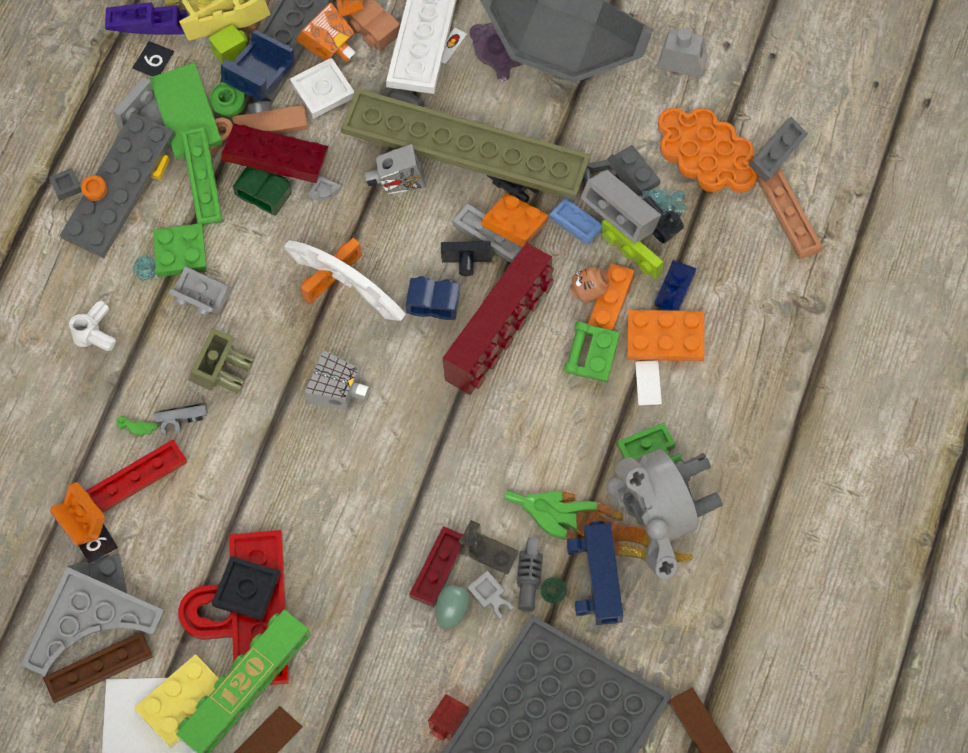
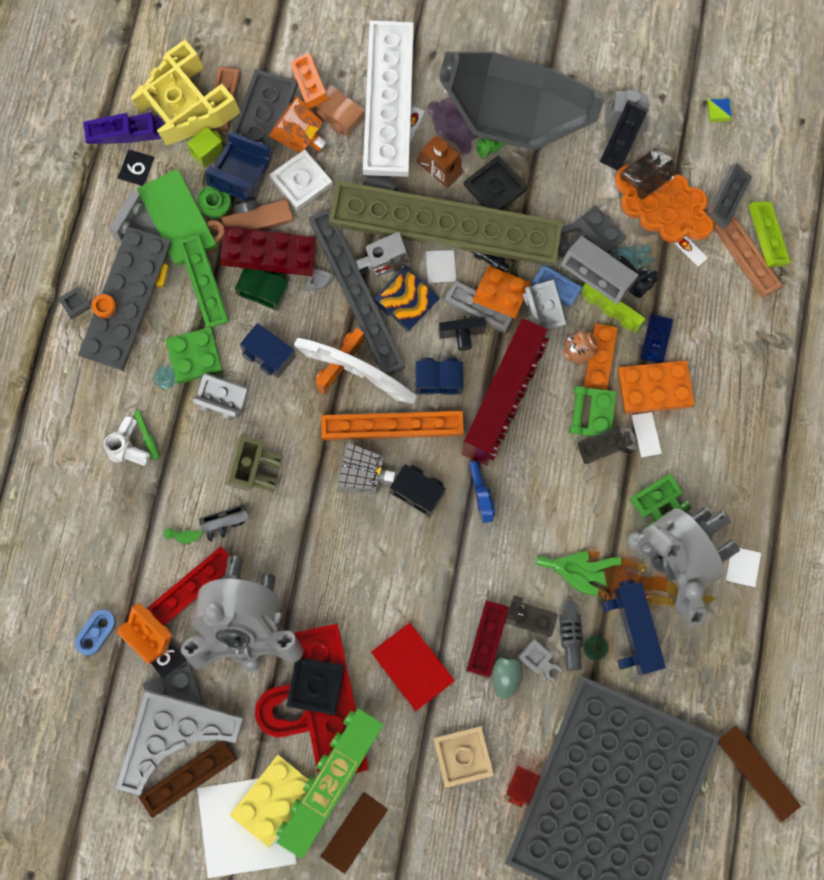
camera: 15 degrees left, 10 degrees up
(26, 510) = (94, 632): none -> medium blue plate
(117, 326) = (148, 439): none -> bright green piece
(175, 511) = (239, 622): none -> light grey piece
(256, 252) = (267, 351): none -> dark blue brick
(354, 586) = (412, 667): none -> red tile
(361, 207) = (357, 294): none -> dark grey plate
(373, 341) = (392, 425): none -> orange plate
(390, 408) = (418, 489): none -> black brick
(391, 682) = (463, 757): none -> tan plate
(412, 217) = (406, 299): none -> slope
(456, 189) = (441, 266): none -> white sticker
(459, 421) = (483, 495): none -> blue piece
(472, 83) = (438, 158): none -> dark orange torso
(526, 74) = (486, 146): none -> bright green plate
(528, 113) = (495, 185): none -> pearl dark grey plate
(558, 237) = (545, 305): none -> light grey bracket
(601, 383) = (607, 443): none -> clear smoke bracket
(671, 75) = (624, 135): none -> black plate
(694, 116) = (649, 172): none -> clear smoke bracket
(730, 202) = (692, 251): none -> white sticker
(730, 529) = (744, 567): none -> white sticker
(784, 63) = (719, 110): none -> lime tile
(816, 193) = (769, 234): none -> lime plate

